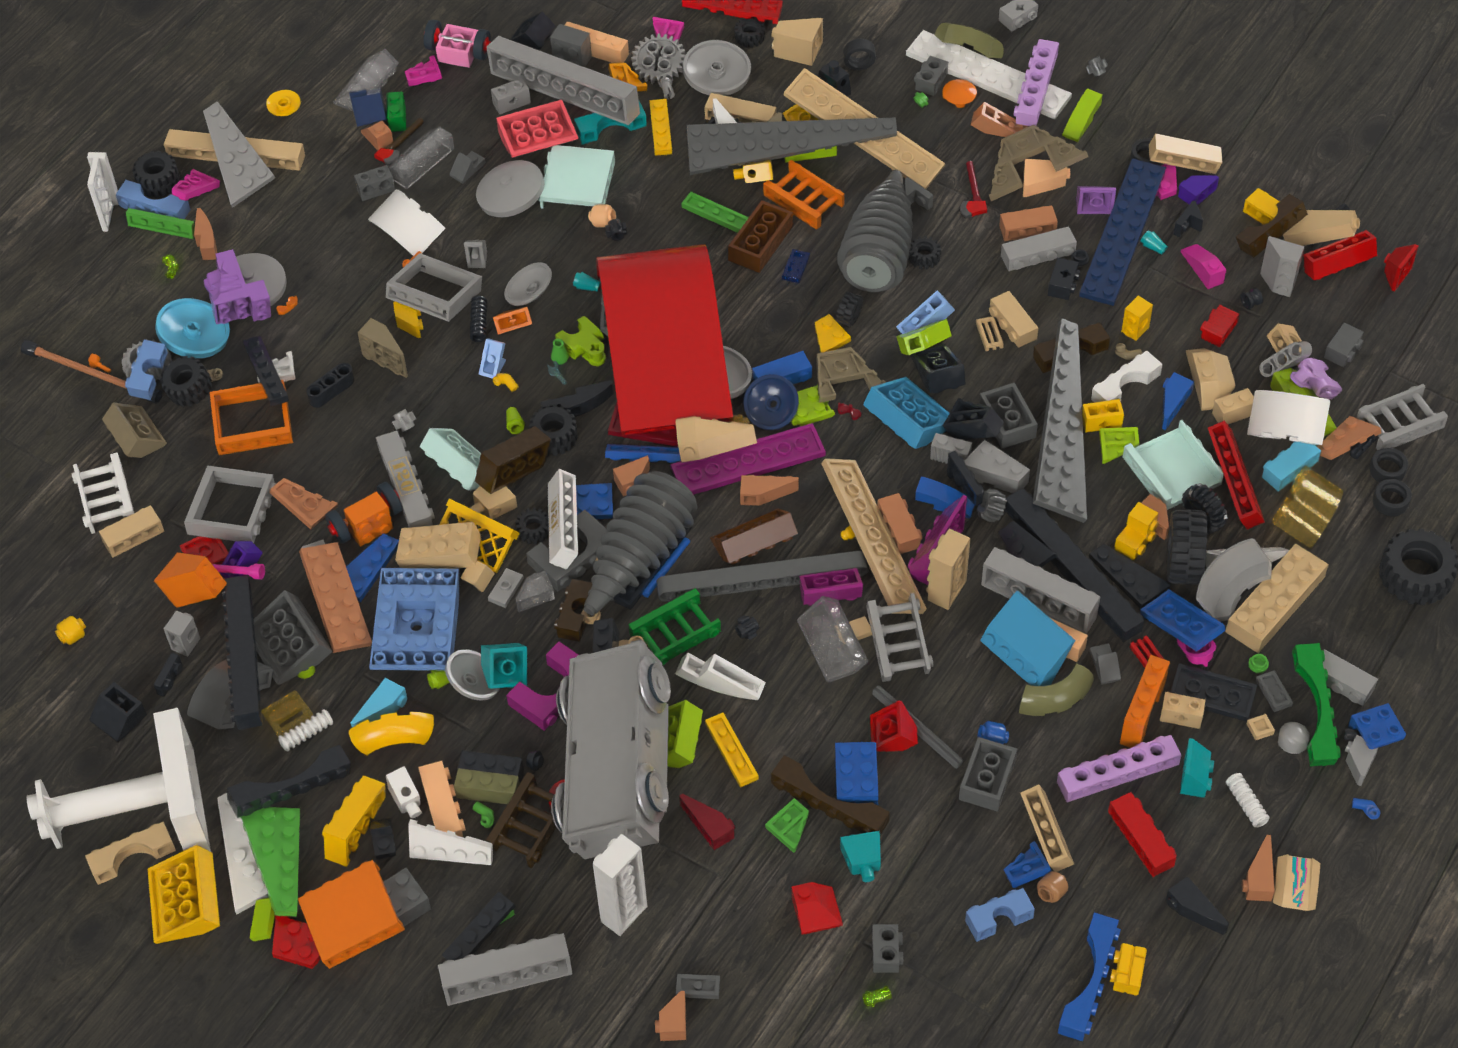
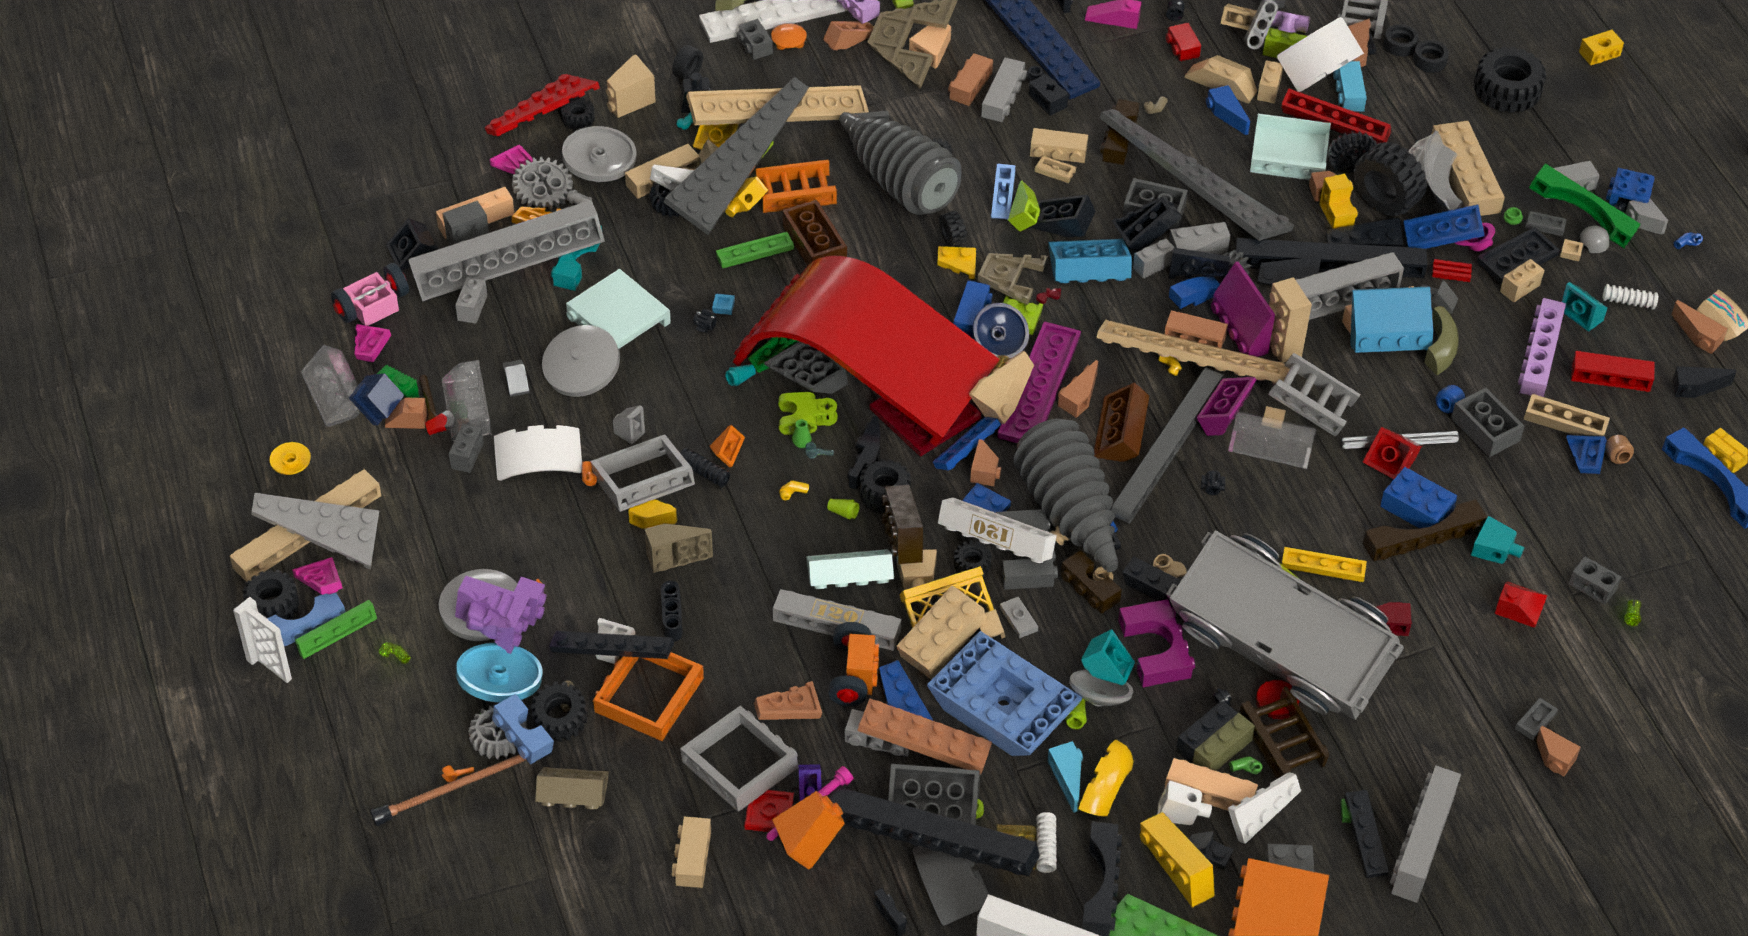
camera: 55 degrees left, 5 degrees down
(117, 481) = (631, 830): white fence -> none
(182, 633) = (859, 872): light grey brick -> none
(204, 236) = (390, 603): nougat slope -> none
(404, 420) = (768, 581): light grey gear -> none
(492, 358) = (762, 482): light blue slope -> none
(528, 284) = (701, 403): light grey dish -> none
(534, 591) = (1044, 596): clear slope -> none
(536, 128) = (536, 304): coral slope -> none
(601, 215) = (678, 320): light nougat head -> none
(620, 884) = (1432, 692): white brick -> none
(644, 230) = (723, 304): none -> dark azure plate
(660, 127) = (624, 232): yellow plate -> none
(670, 611) = (1152, 535): green fence -> none
(720, 676) = (1255, 521): white slope -> none
(789, 824) = (1428, 571): bright green wing -> none
(795, 266) = (866, 236): clear blue plate -> none
(921, 99) = (773, 60): bright green plate -> none
(977, 206) = (916, 99): piece -> none
(1013, 905) = (1618, 482): medium blue arch -> none
(1095, 199) = (990, 28): medium lavender slope -> none
(1102, 415) = (1210, 150): yellow brick -> none
(1114, 439) = (1237, 163): lime wing -> none
(1137, 318) = (1135, 76): yellow brick -> none
(1142, 369) = (1186, 137): white arch -> none
(1147, 693) = (1522, 303): orange arch -> none
(1153, 242) = (1065, 26): teal cone -> none
(1309, 507) = (1401, 101): clear yellow panel -> none

